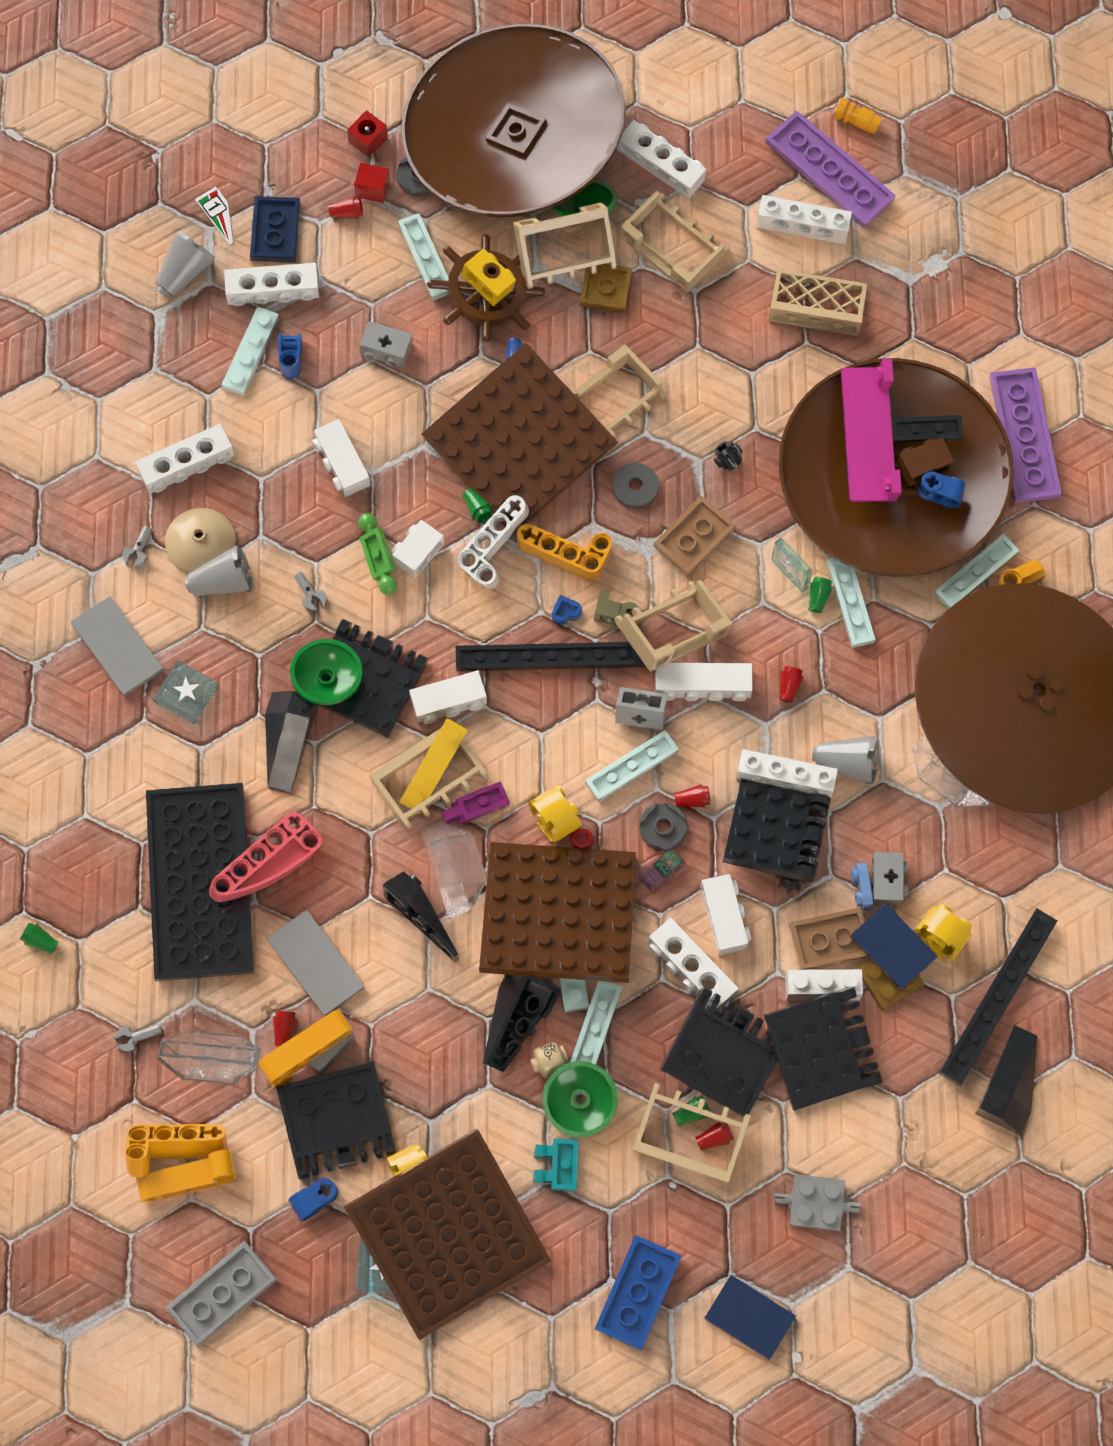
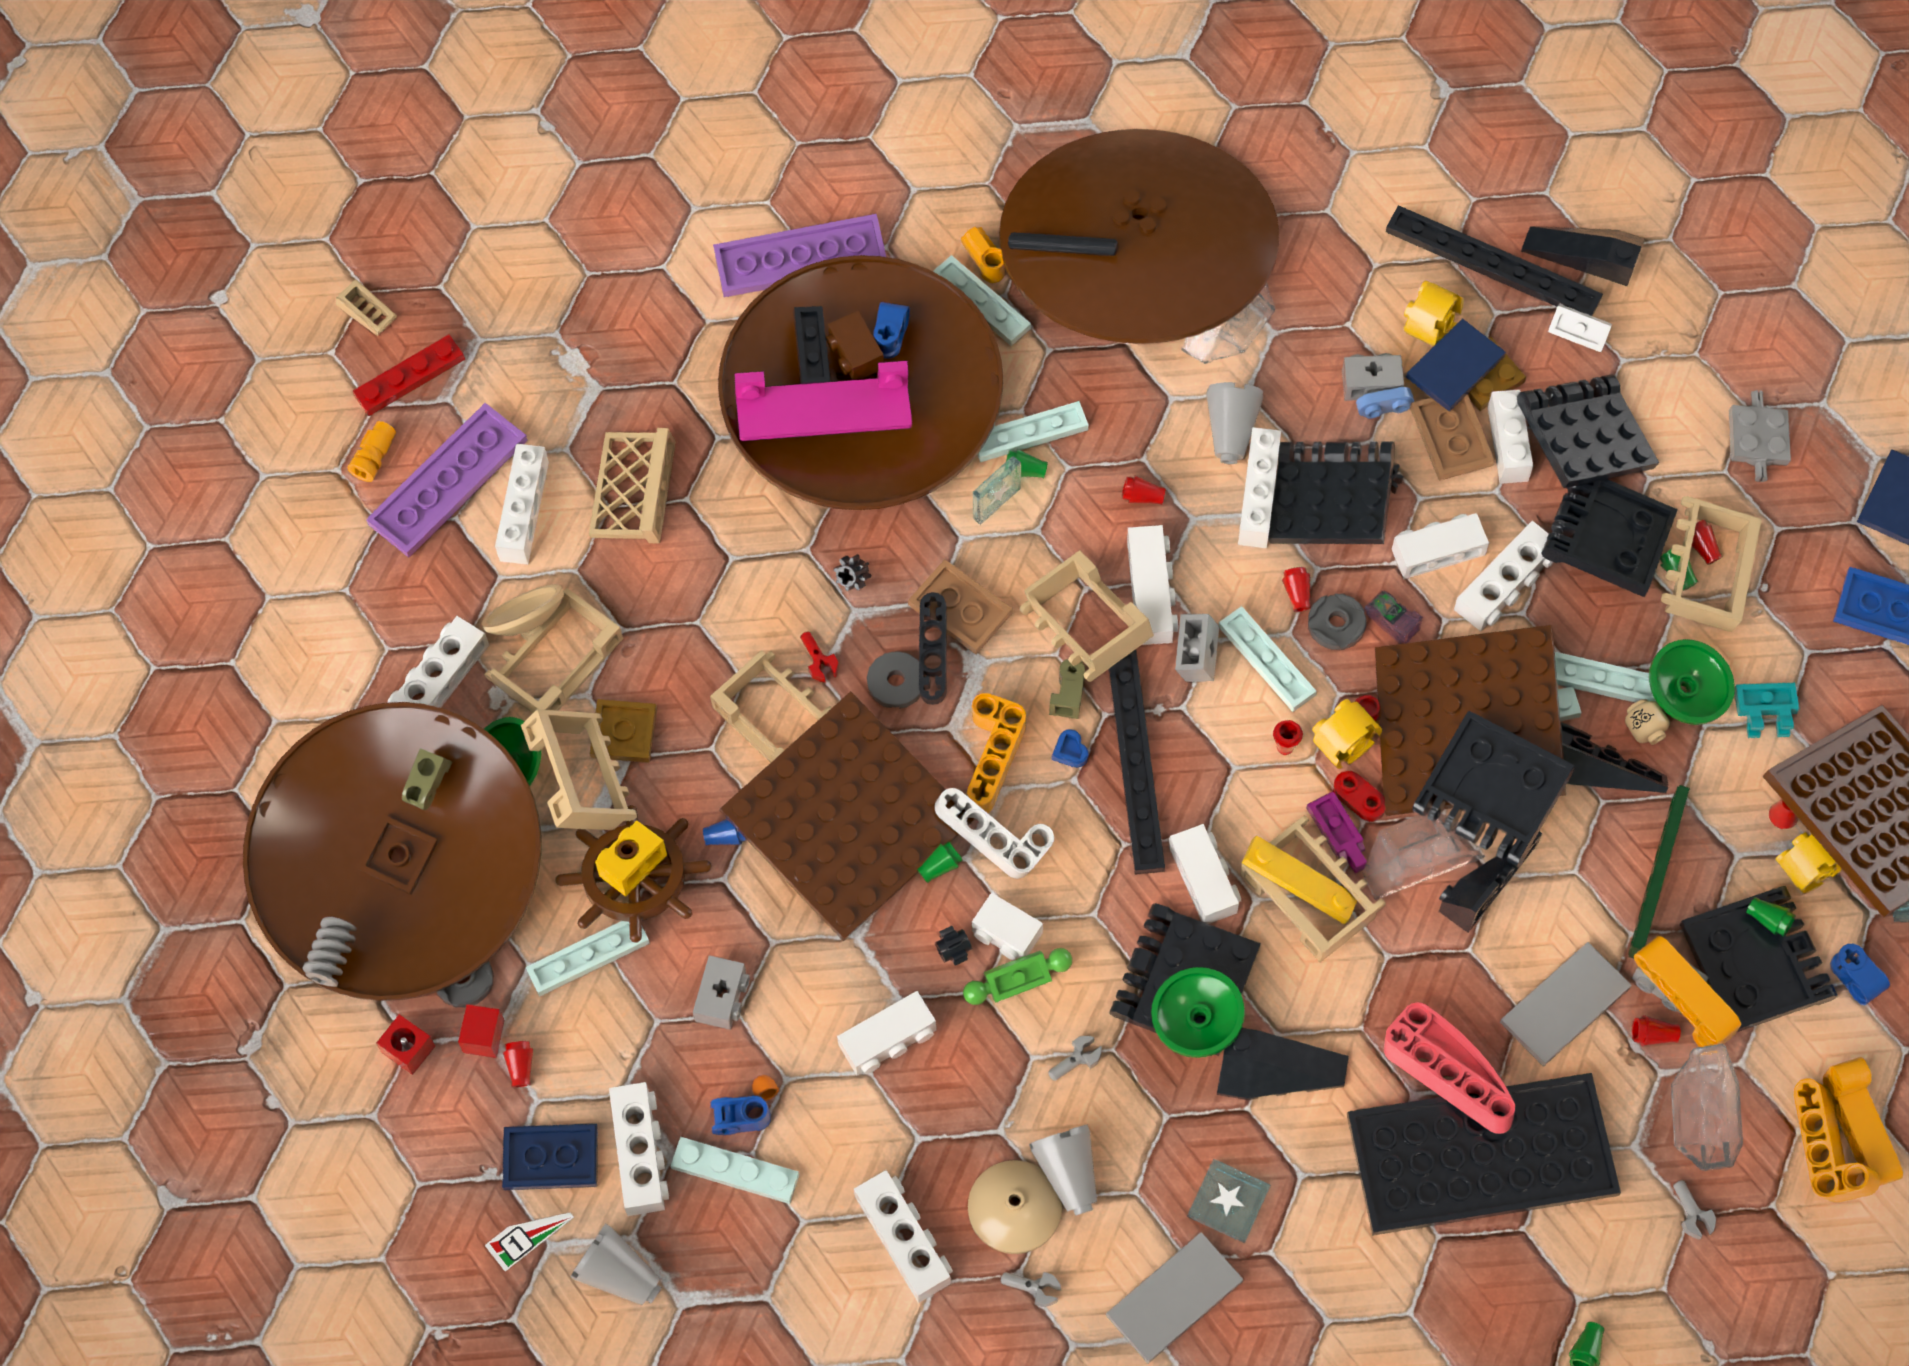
camera: 90 degrees left, 5 degrees down
(310, 372) = (765, 1087): none -> orange hinge
(365, 1130) = (1772, 916): none -> green cone
(406, 508) = (953, 945): none -> black gear
(418, 1050) = (1658, 870): none -> dark green tile
(436, 79) = (327, 951): none -> light grey piece
(488, 915) = (1497, 783): none -> black hinge
(507, 825) = (1357, 796): none -> red plate
(559, 764) = (1287, 736): none -> red cone
(563, 136) = (425, 779): none -> olive leg
(656, 505) = (930, 648): none -> black beam
(658, 430) = (818, 658): none -> red bar
(706, 214) = (524, 612): none -> tan dish
(927, 144) = (408, 375): none -> red plate
(929, 1061) = (1580, 327): none -> white plate
(994, 97) = (356, 288): none -> tan slope
(1008, 622) = (1063, 244): none -> black axle

